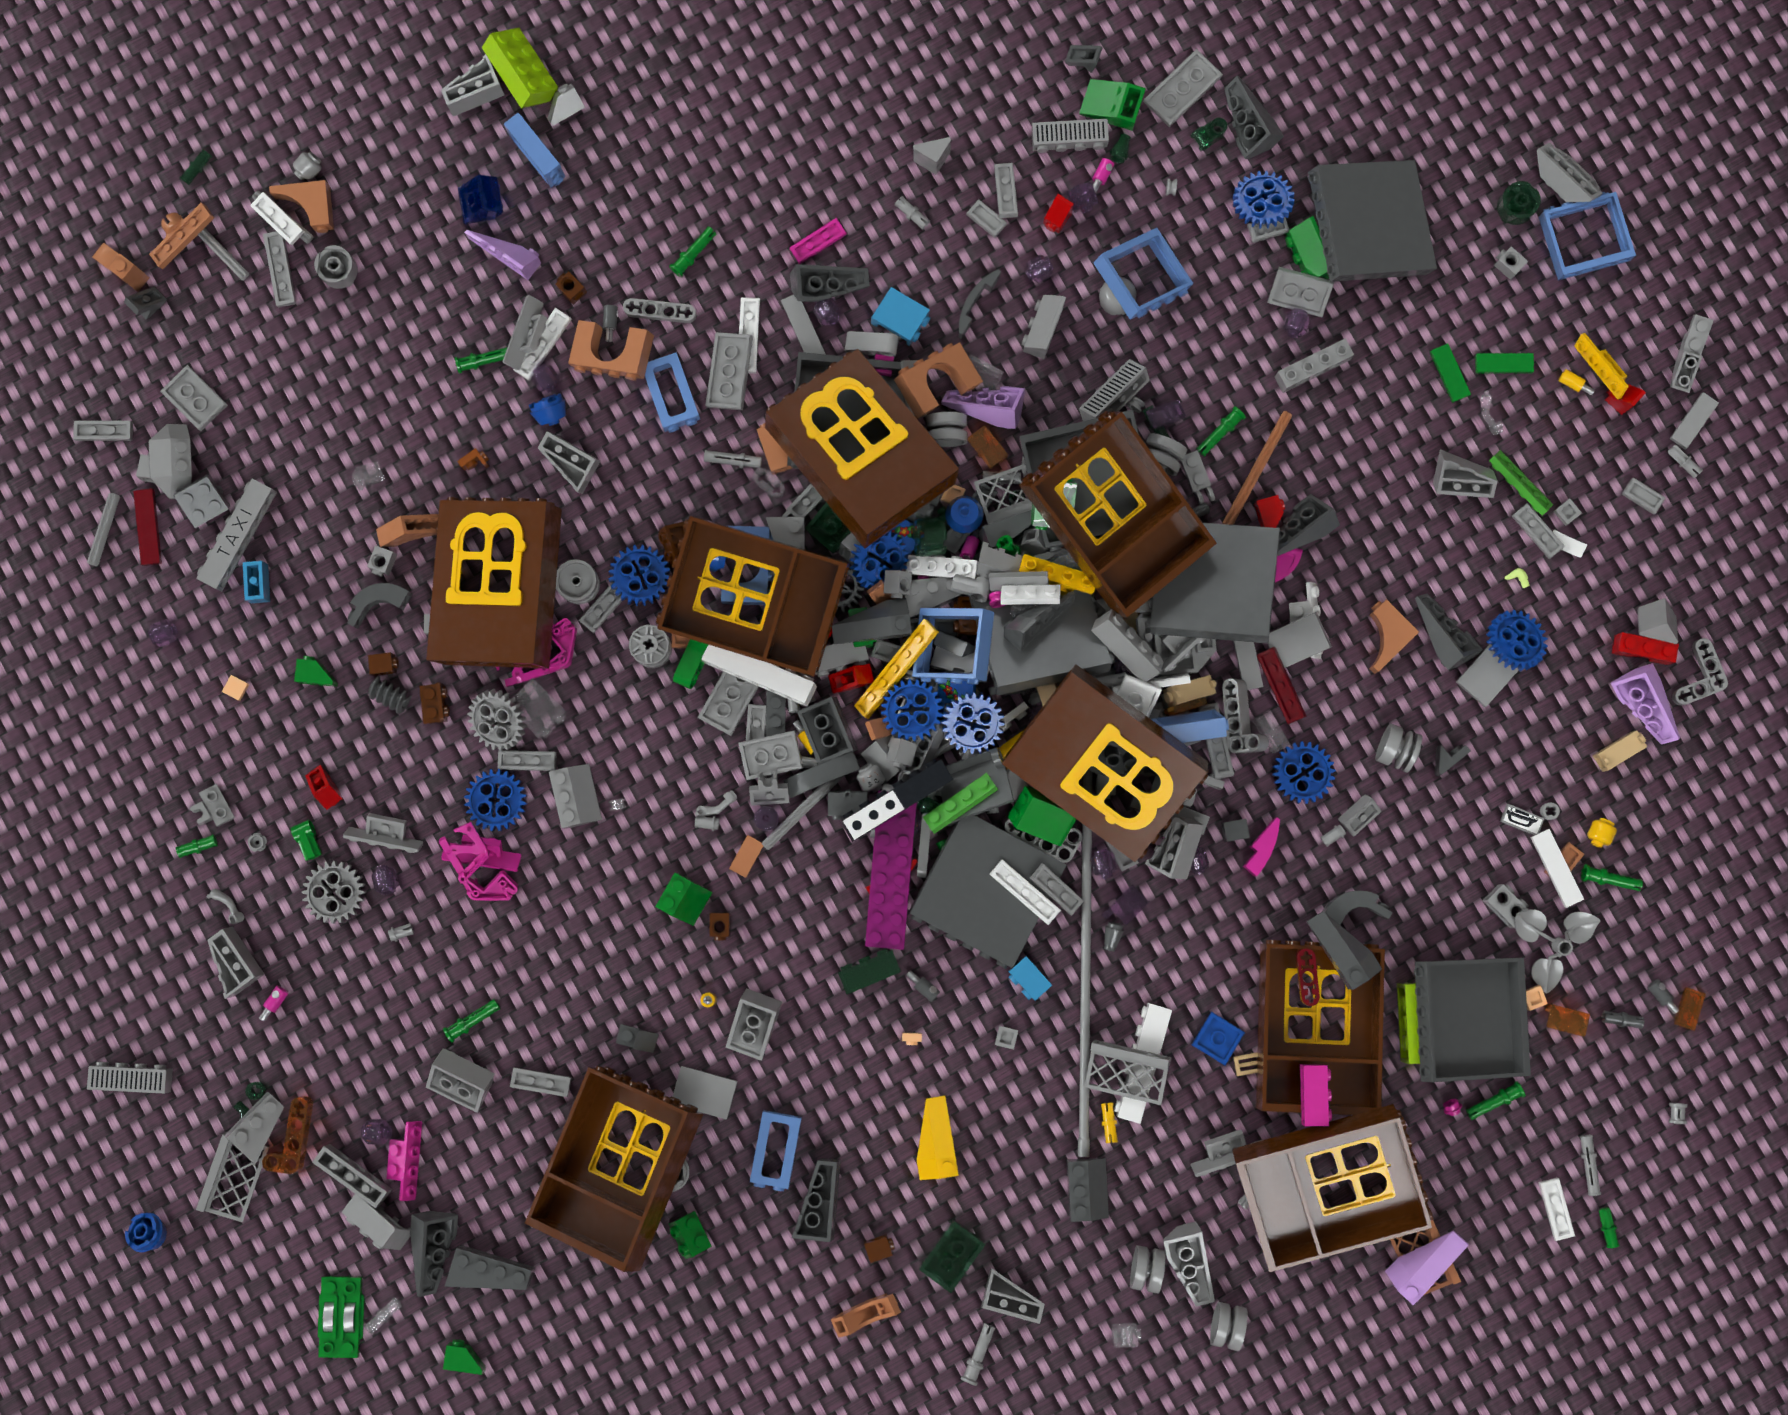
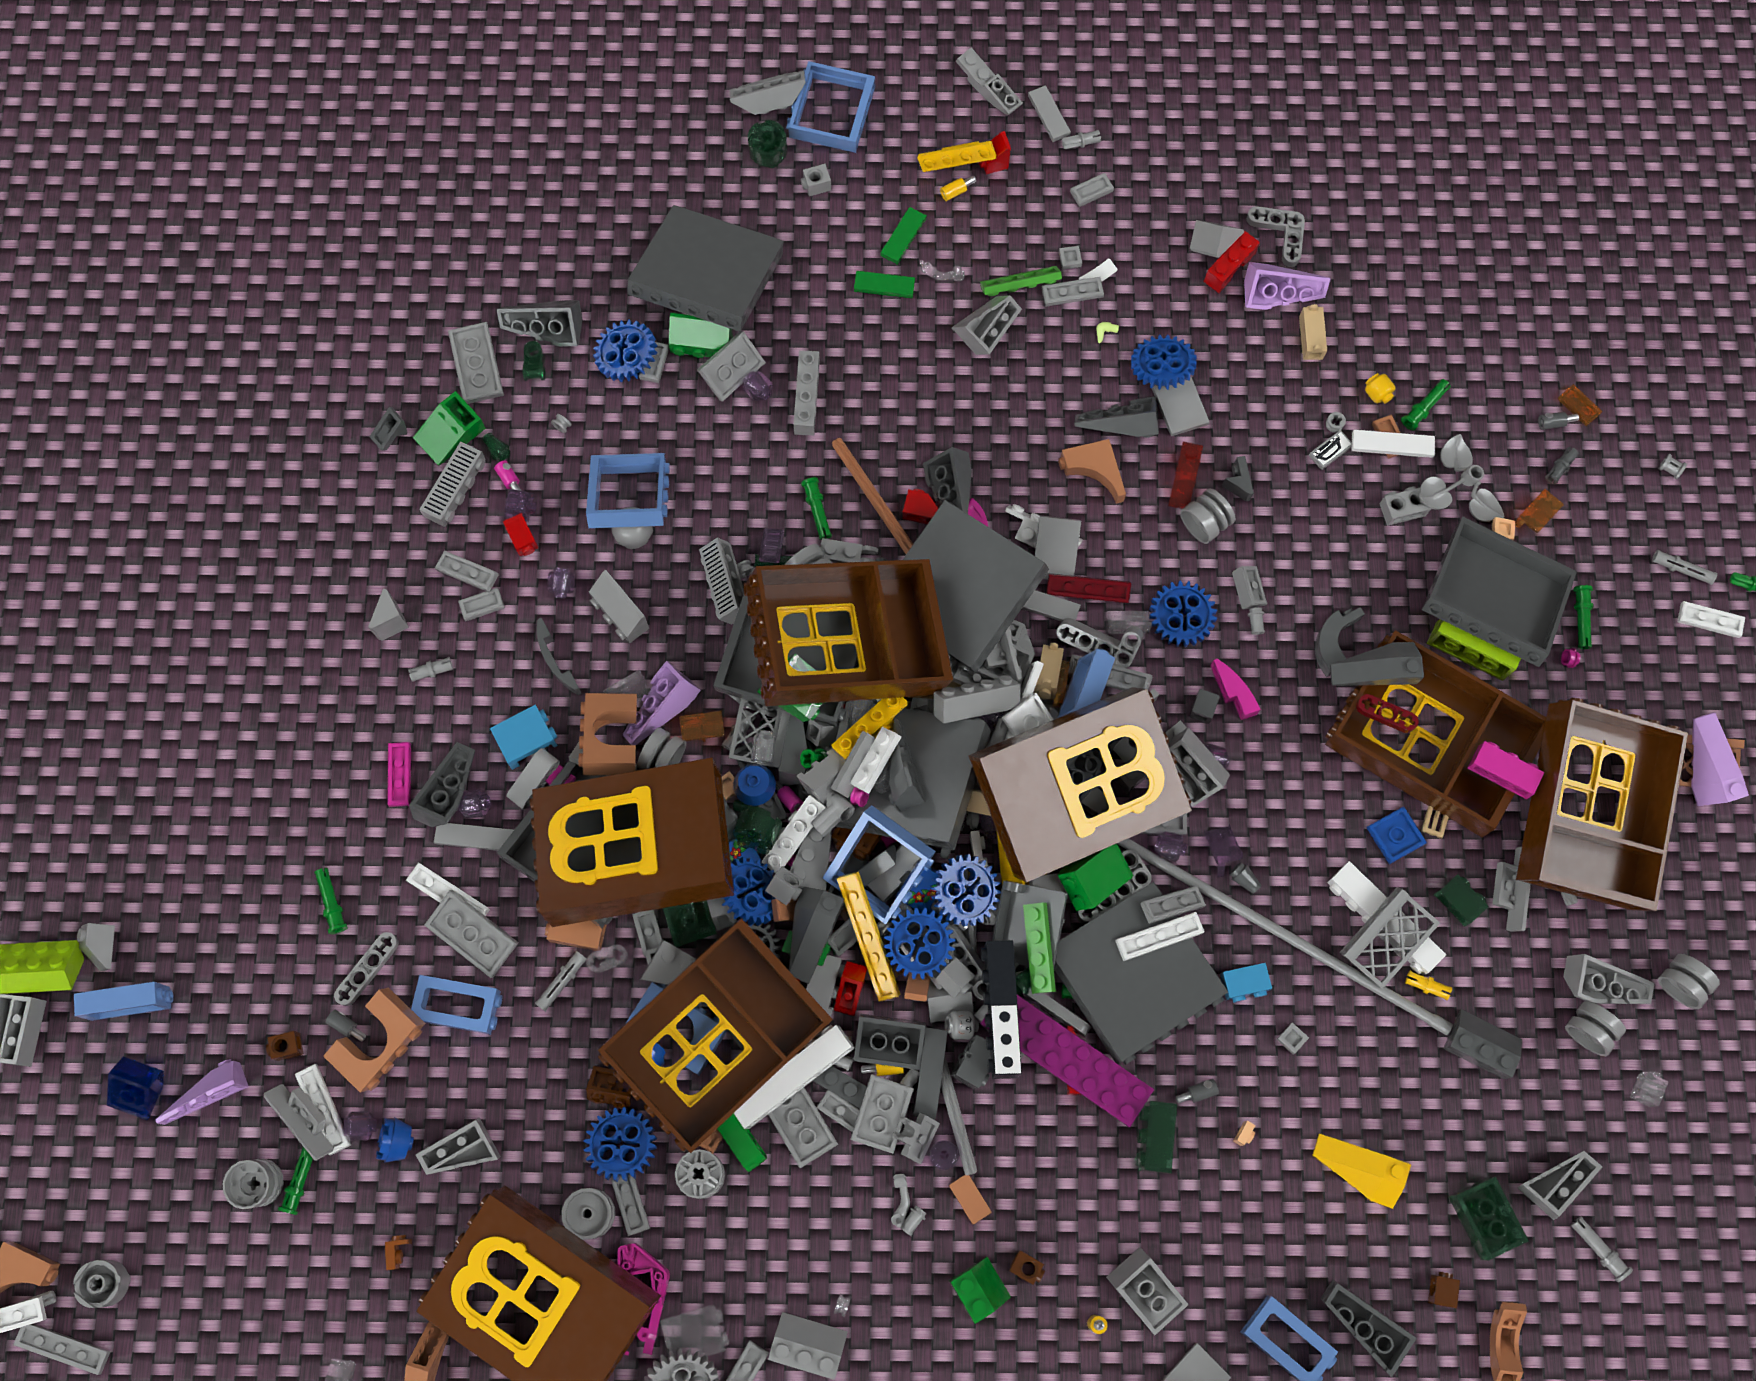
camera: 65 degrees left, 10 degrees down
(455, 321) = (240, 1184): none -> light grey wheel
(994, 503) = (763, 747): none -> clear brick
(1193, 1115) = (1461, 900): none -> clear green brick
(1425, 711) = (1185, 474): none -> clear red slope

